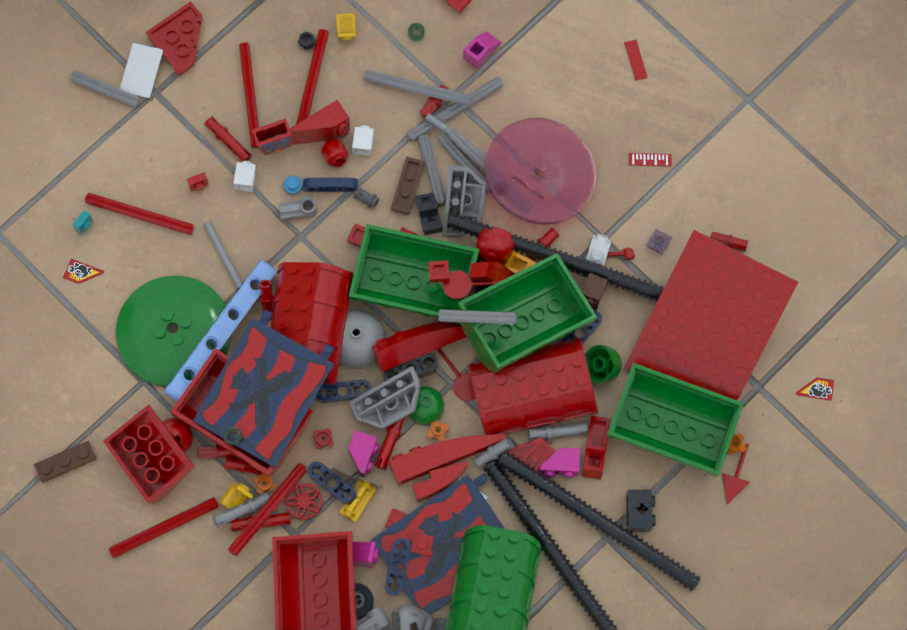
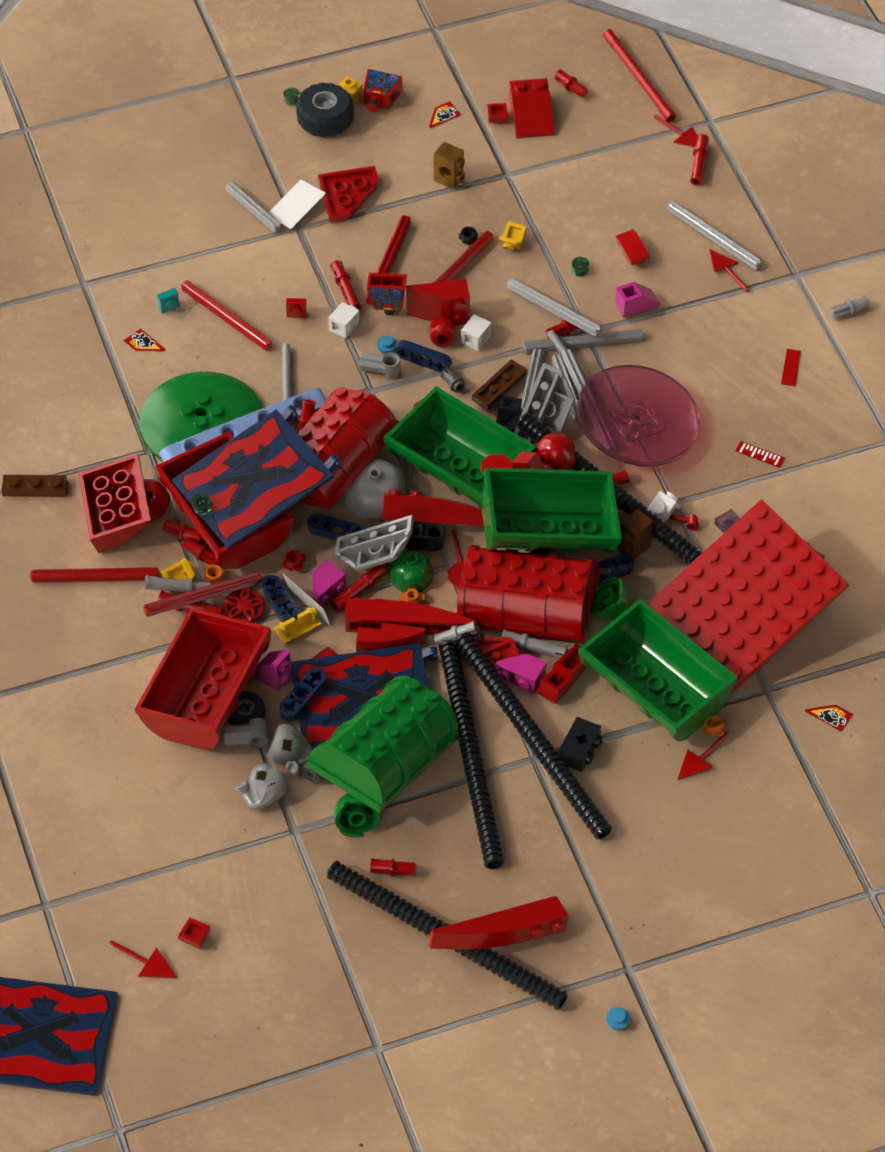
camera: 30 degrees right, 20 degrees down
(422, 544) = (338, 684): red plate -> none
(438, 271) = (483, 446): red plate -> none
(477, 316) = (496, 484): light grey axle -> none

